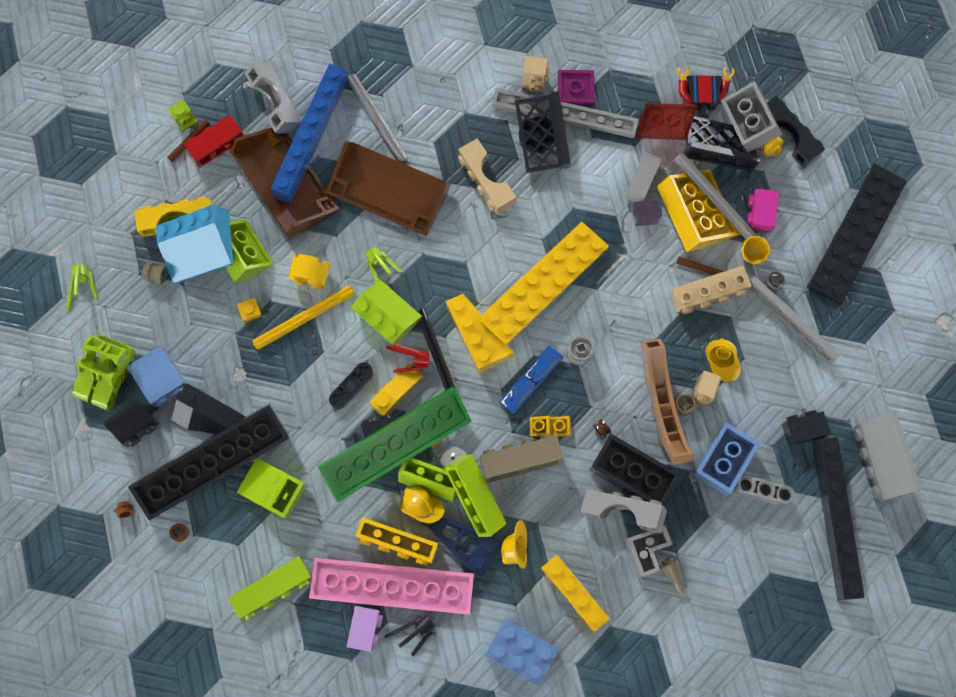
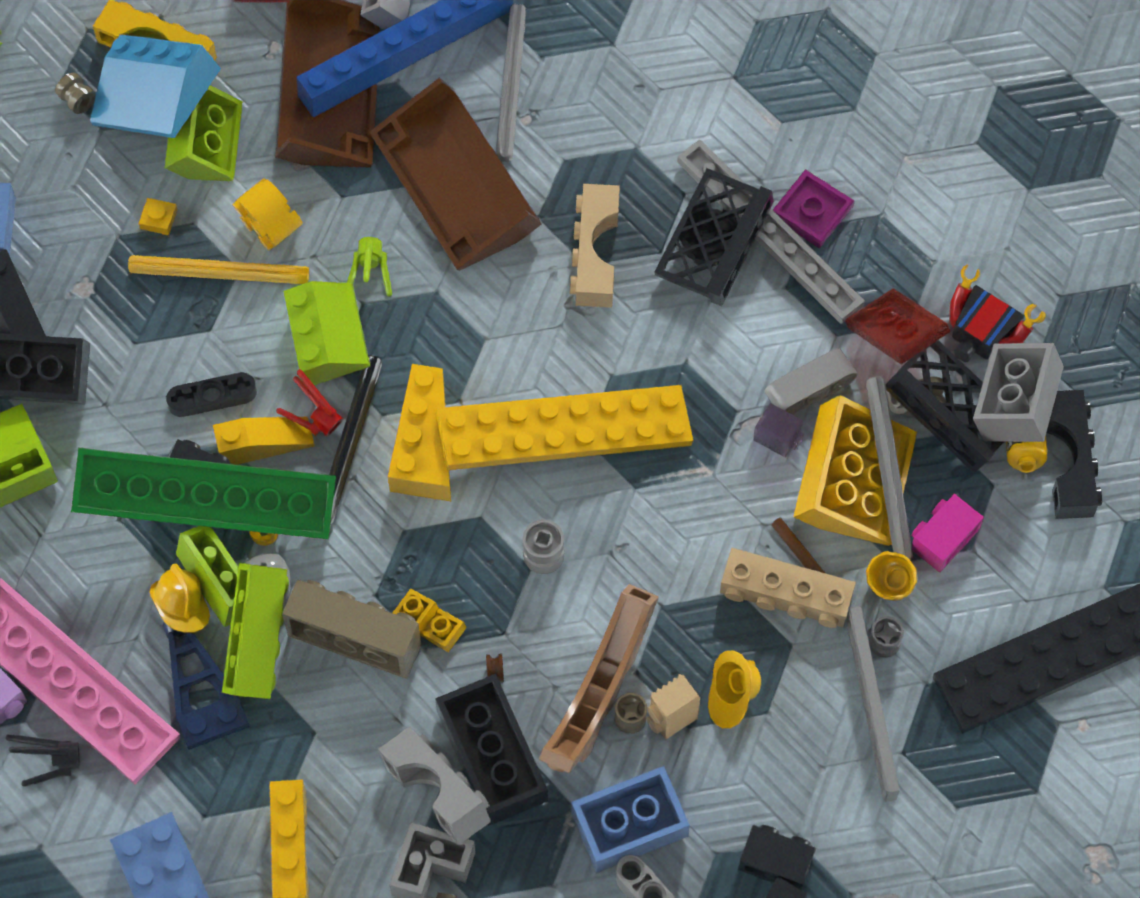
camera: 35 degrees right, 10 degrees down
(396, 540) = (114, 623): yellow brick -> none
(515, 545) = (261, 738): yellow piece -> none
(531, 380) = (451, 543): blue tile -> none
(535, 74) = (763, 152): tan brick -> none

